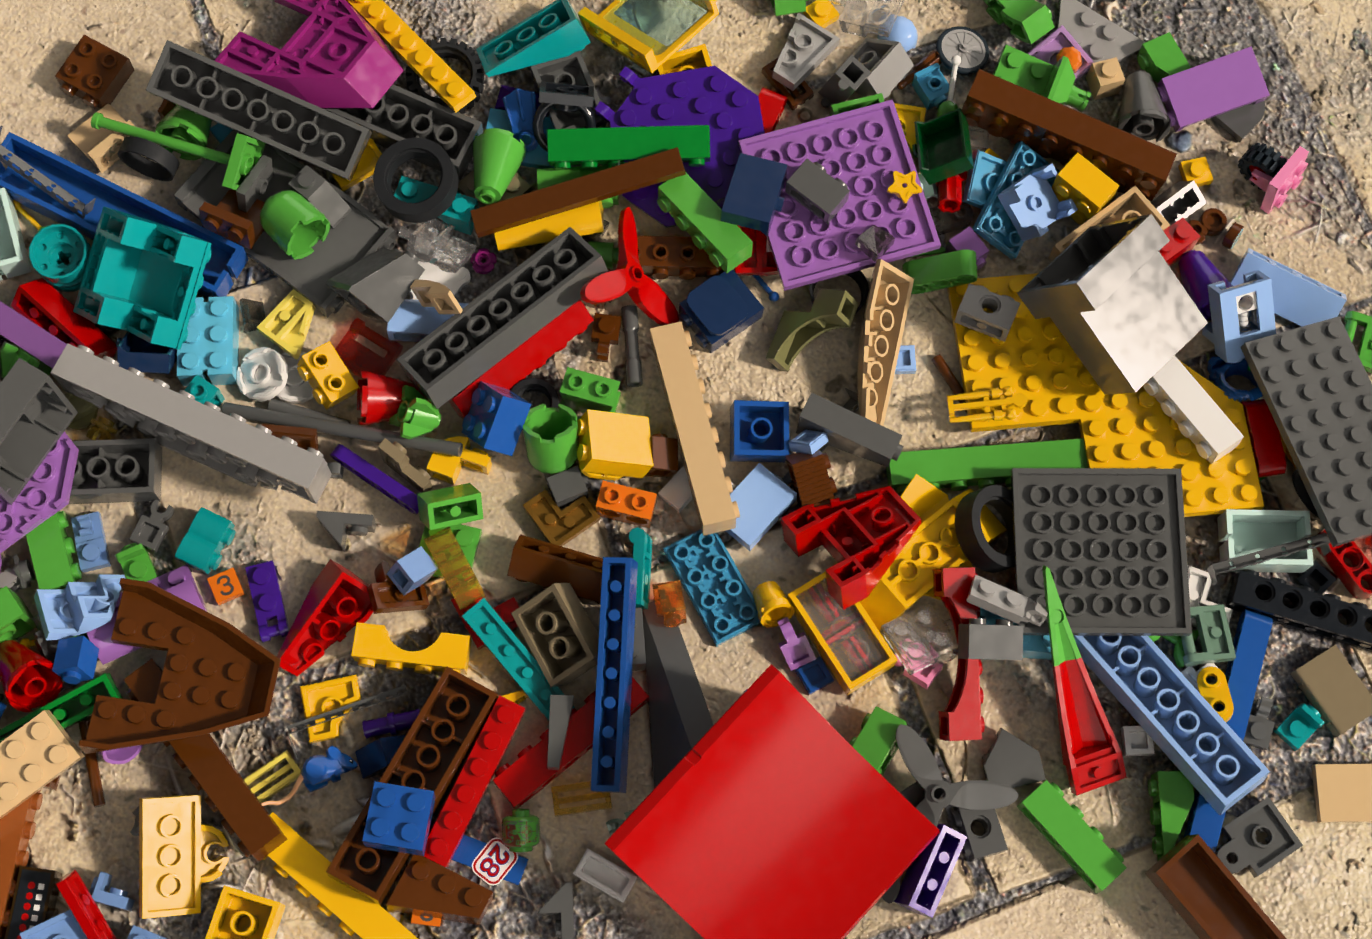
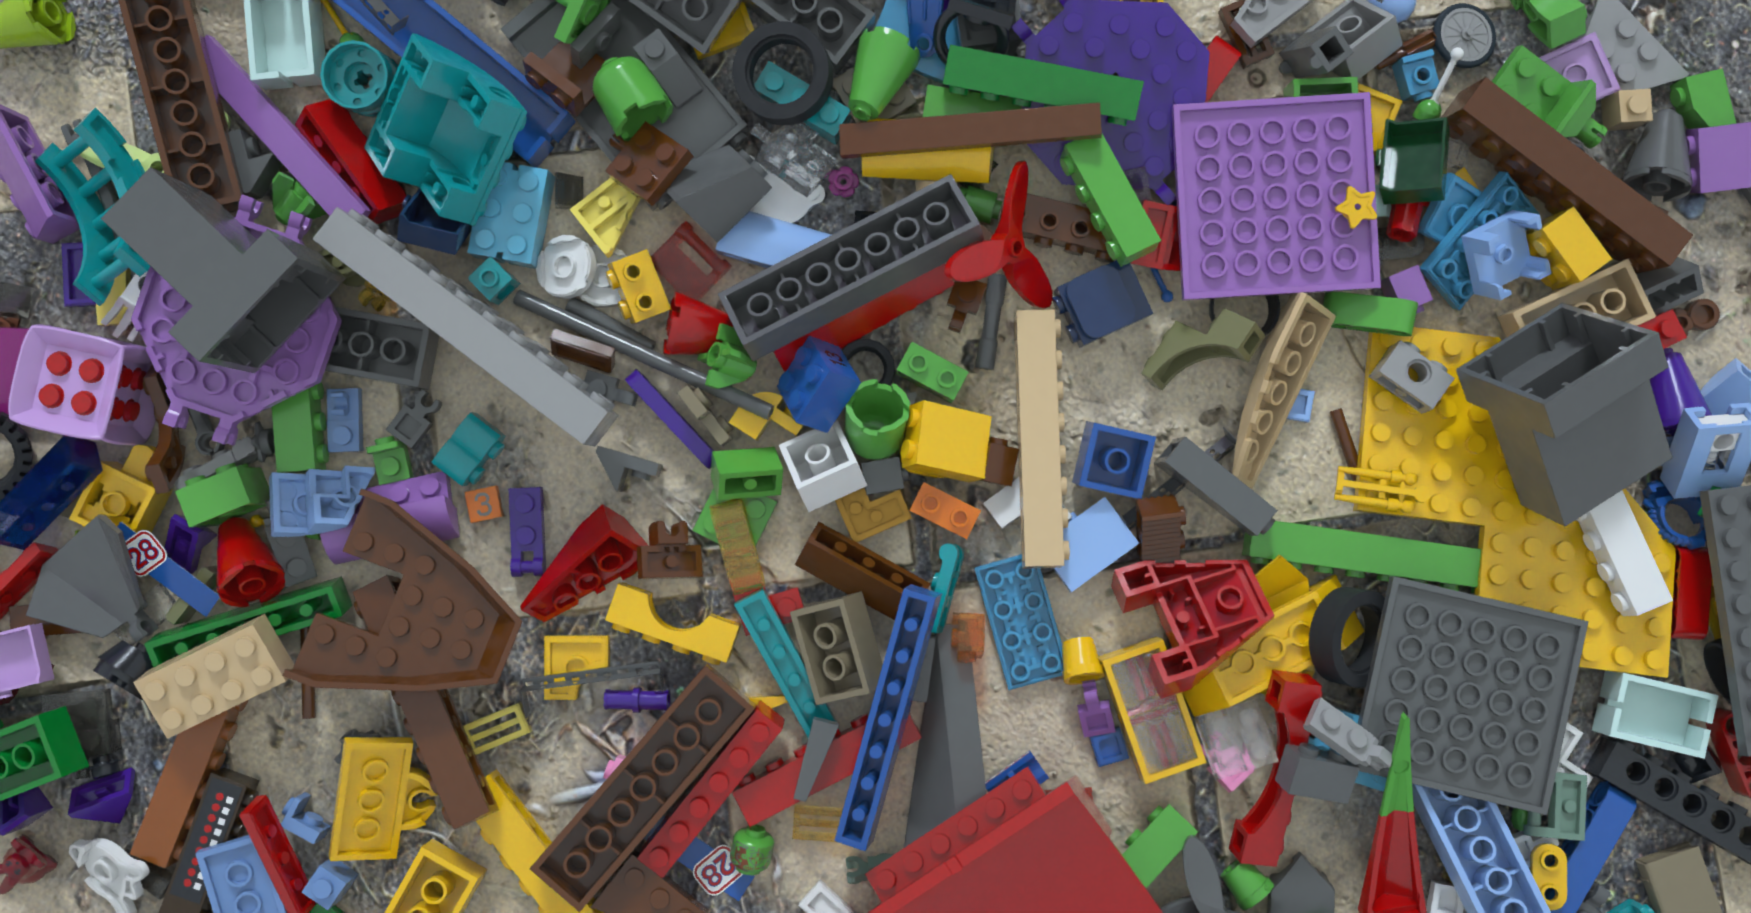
camera: 15 degrees right, 15 degrees up
(75, 659) = (301, 564): blue brick -> none
(316, 271) = (647, 162): none -> reddish brown plate
(318, 771) = (546, 737): blue animal -> none
(377, 755) = (621, 732): dark blue slope -> none
(399, 818) = (617, 834): blue brick -> none
(412, 570) = (690, 540): medium blue brick -> none
(436, 295) = (779, 226): tan slope -> none
(514, 486) = (822, 466): none -> white brick
(754, 193) = (1178, 180): dark blue container -> none
(808, 442) = (1167, 489): light blue tile -> none
(817, 190) = (1253, 191): dark grey brick -> none
(874, 242) = (1304, 269): clear smoke slope -> none
(960, 761) = (1246, 884): none -> bright green piece
(1073, 55) = (1593, 72): orange tile -> none
(1196, 170) = (1702, 249): yellow plate -> none
(1232, 235) = (1721, 338): reddish brown tile -> none
(1319, 540) = (1720, 731): dark grey piece -> none

